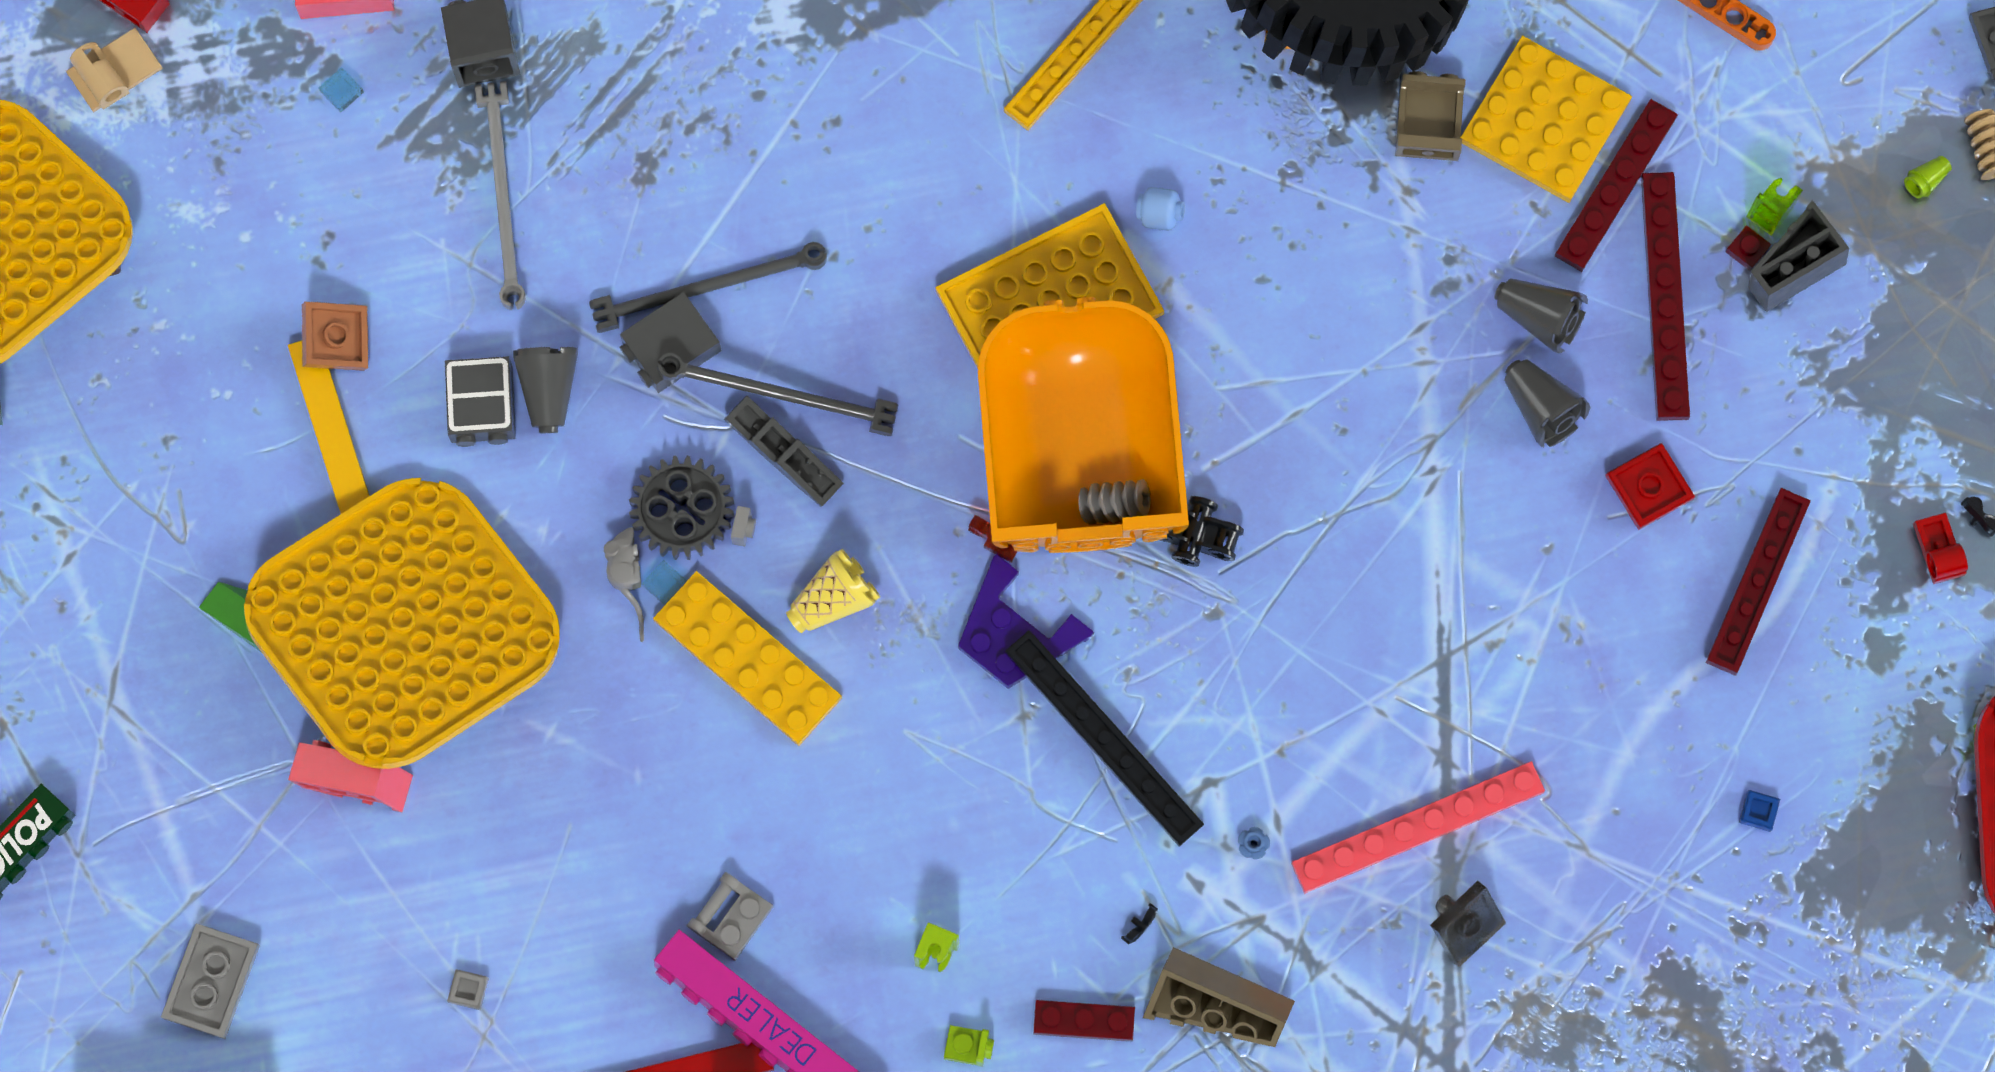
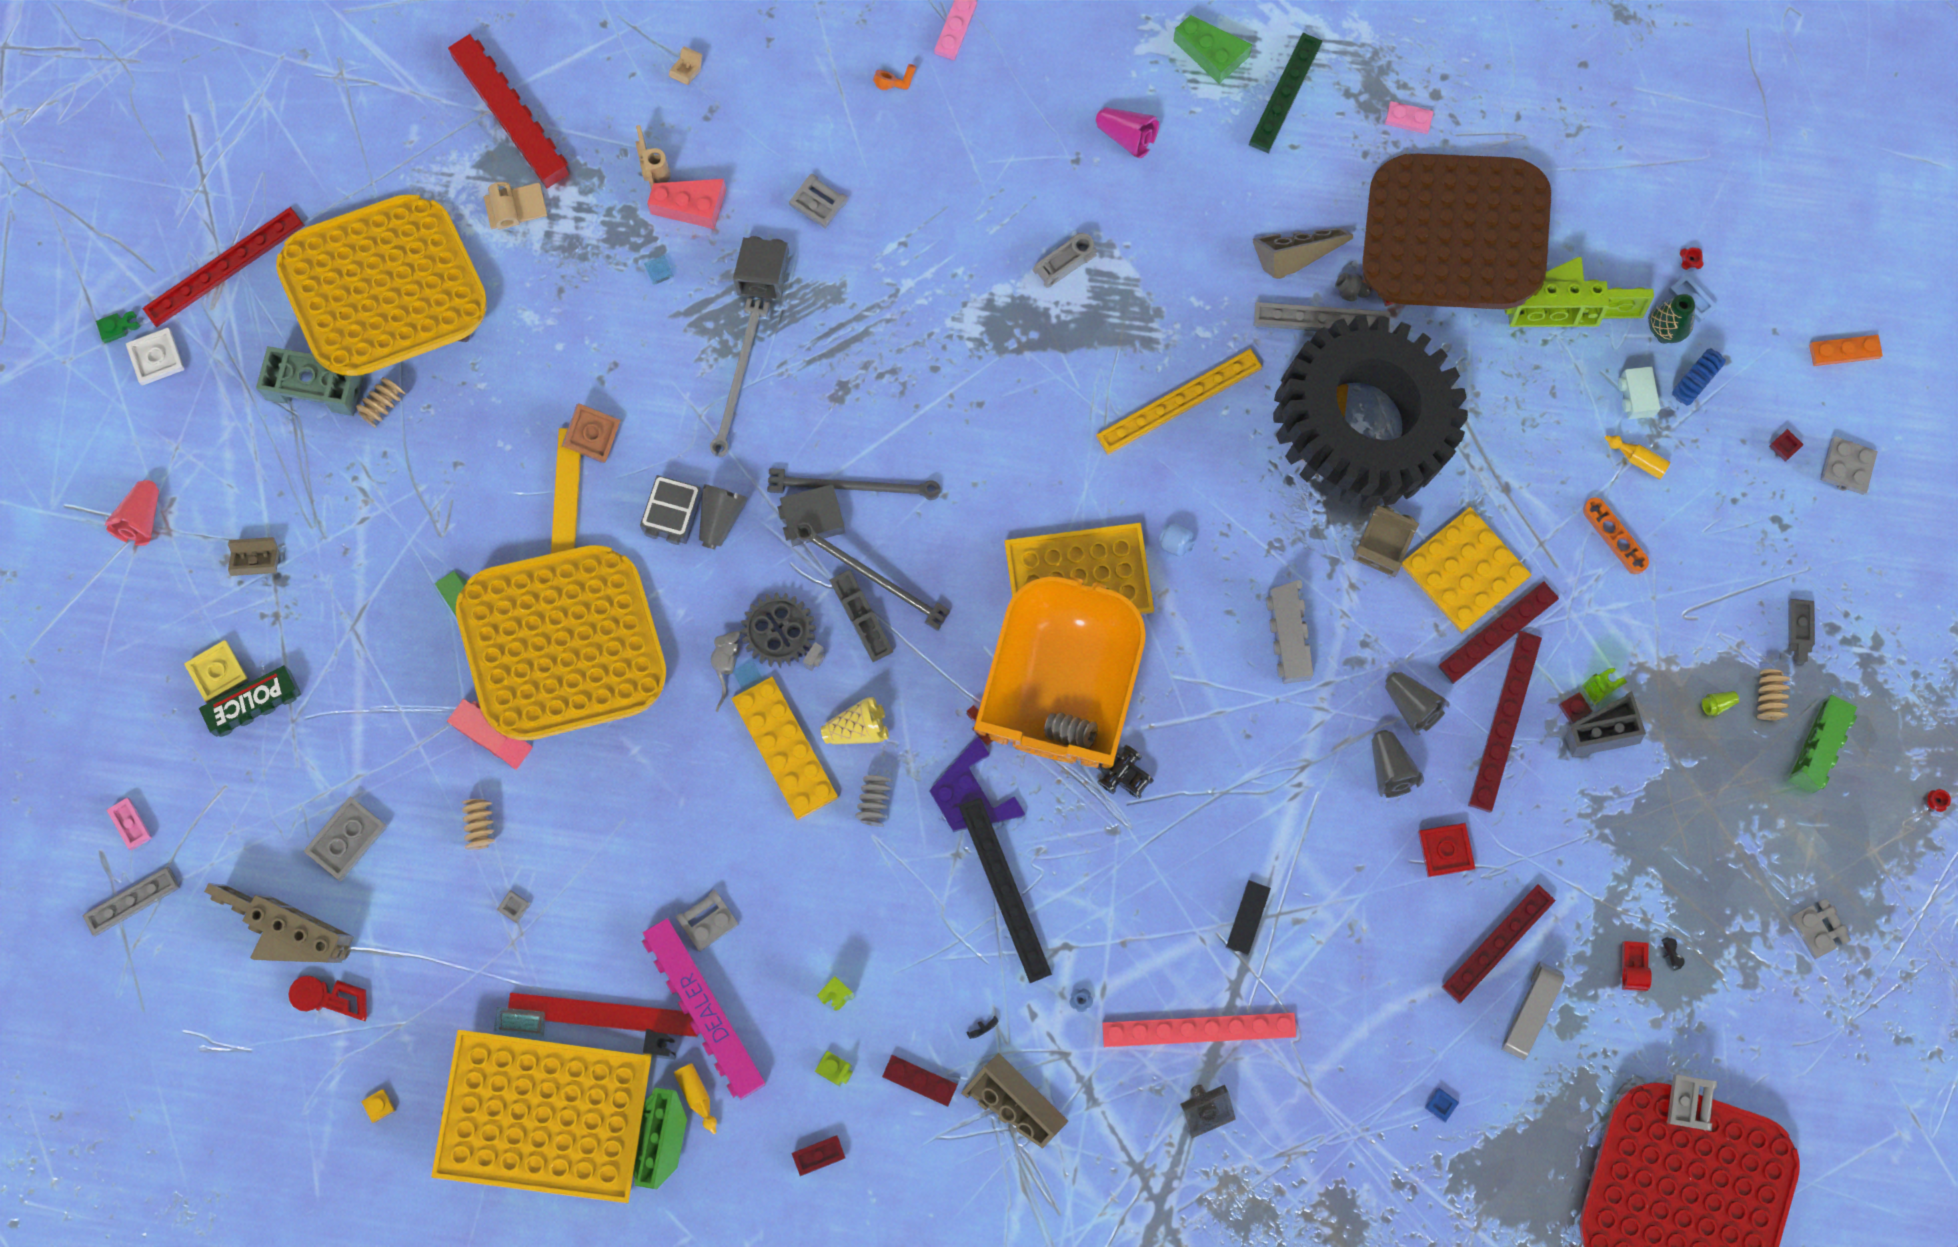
camera: 20 degrees right, 0 degrees up
(31, 392) = (379, 401): none -> tan piece
(380, 899) = (477, 824): none -> tan piece
(889, 683) = (873, 800): none -> light grey piece
(1350, 278) = (1290, 633): none -> light grey wedge
(1429, 663) = (1248, 918): none -> black tile
(1832, 649) = (1534, 1010): none -> light grey beam

